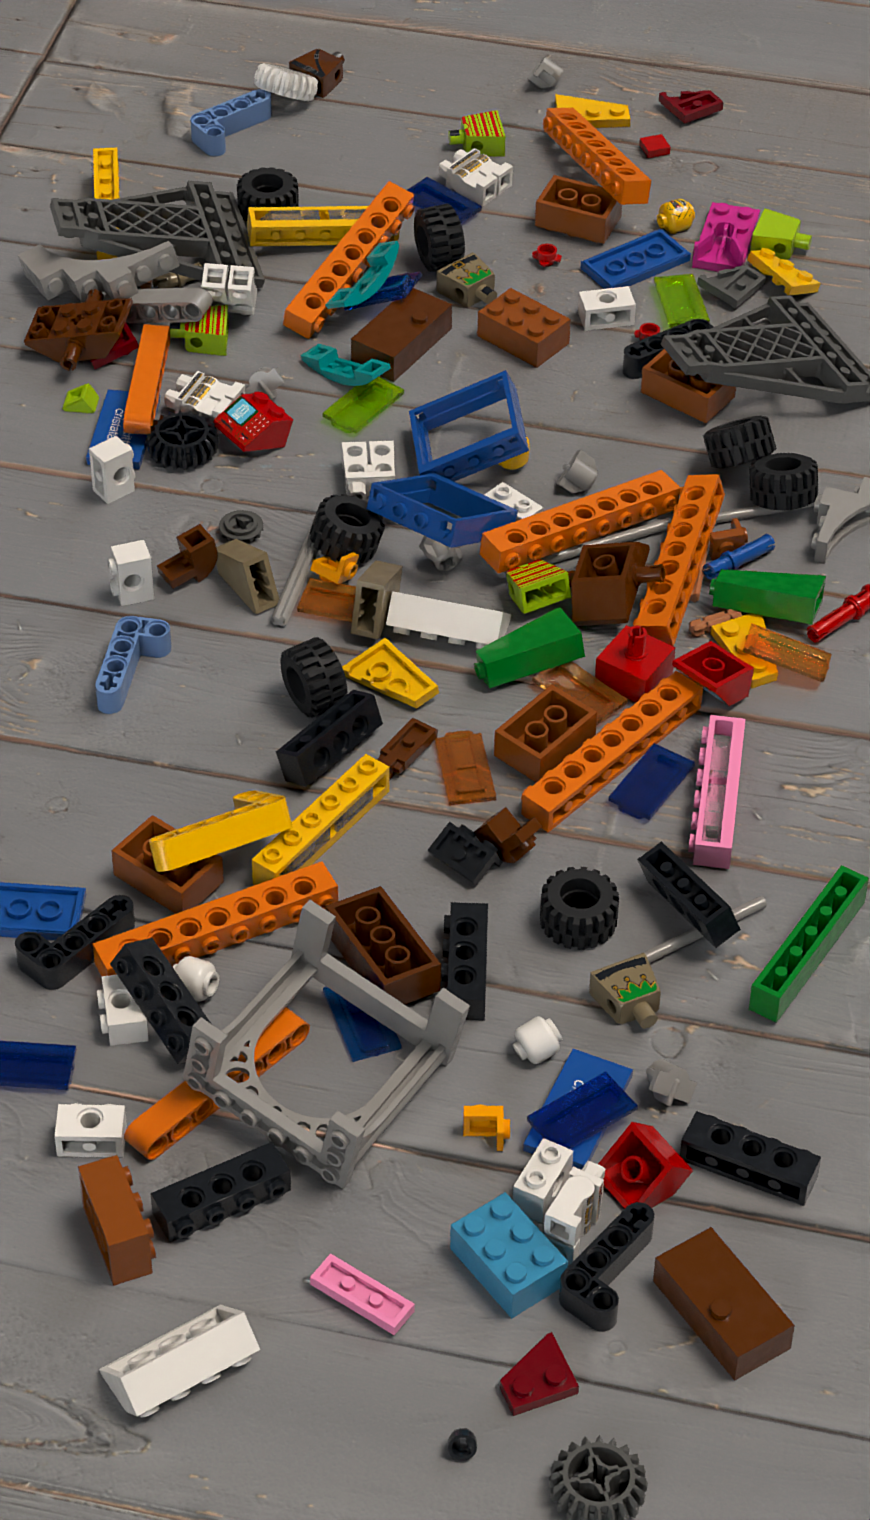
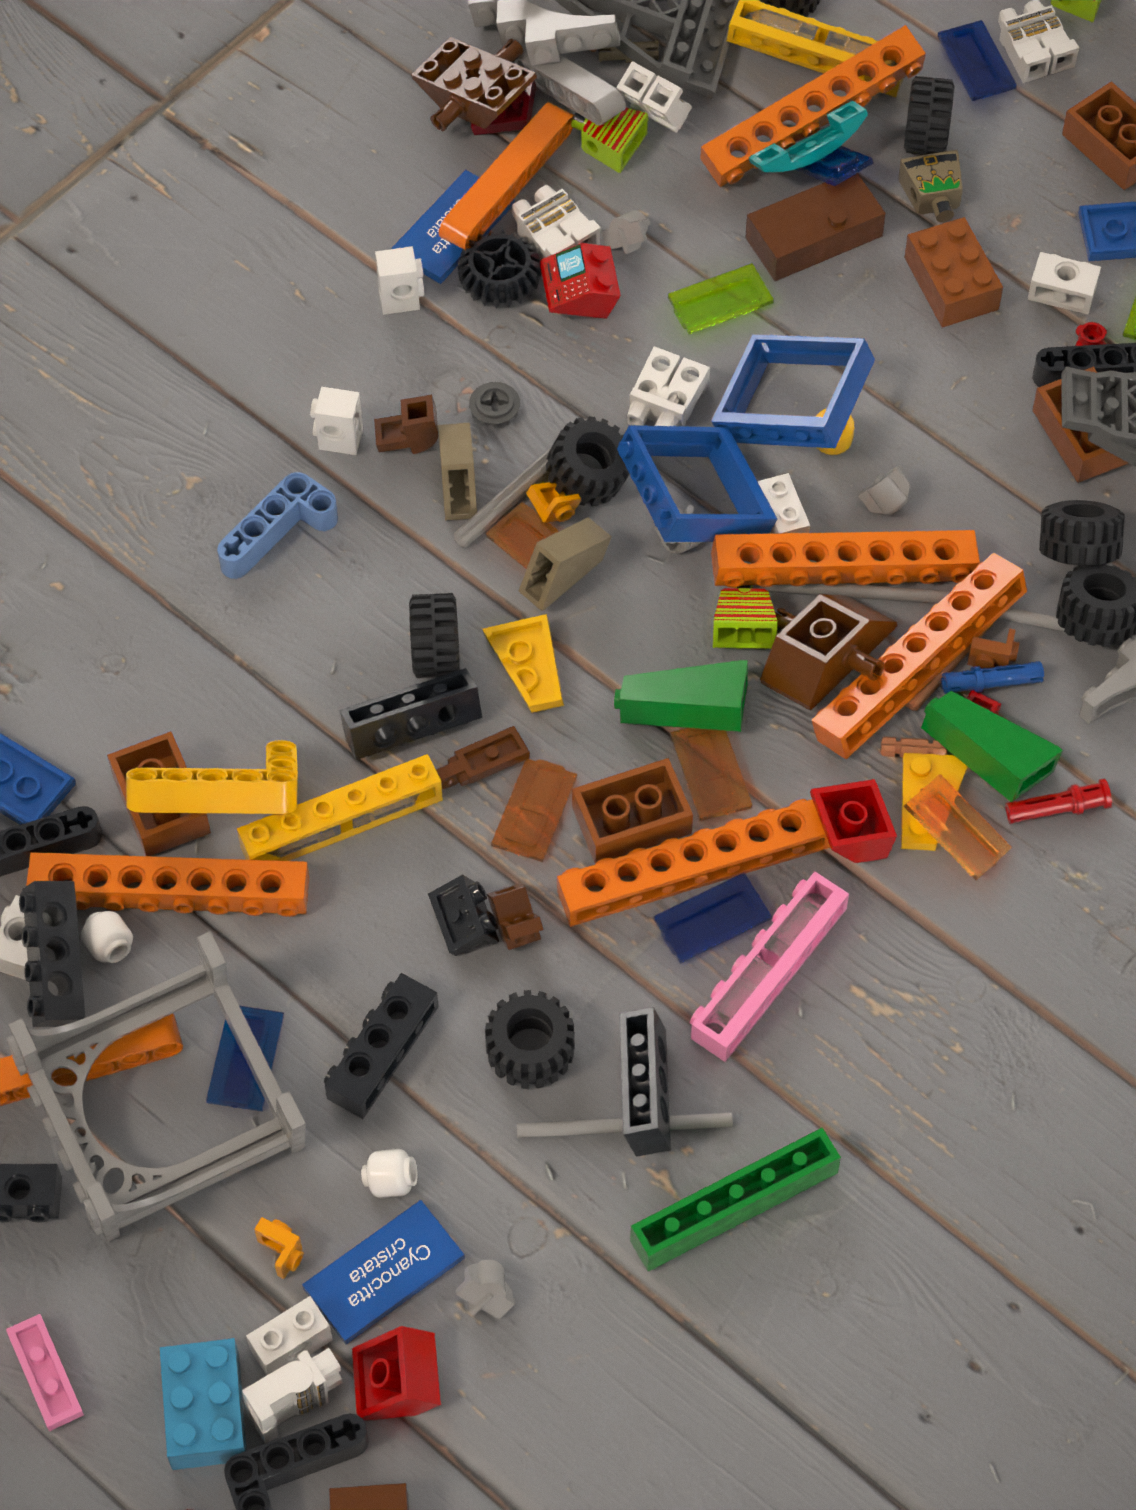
camera: 30 degrees right, 15 degrees up
(81, 399) = (434, 171): lime slope -> none
(326, 362) = (724, 243): teal slope -> none
(384, 946) = (303, 992): reddish brown brick -> none
(446, 619) = (628, 618): white slope -> none
(546, 254) = (1047, 181): red plate -> none
(583, 1112) = (375, 1282): clear blue piece -> none
(627, 991) = (519, 1161): dark tan torso -> none
(634, 662) = (784, 765): red brick -> none
(750, 1158) = (536, 1468): black brick -> none

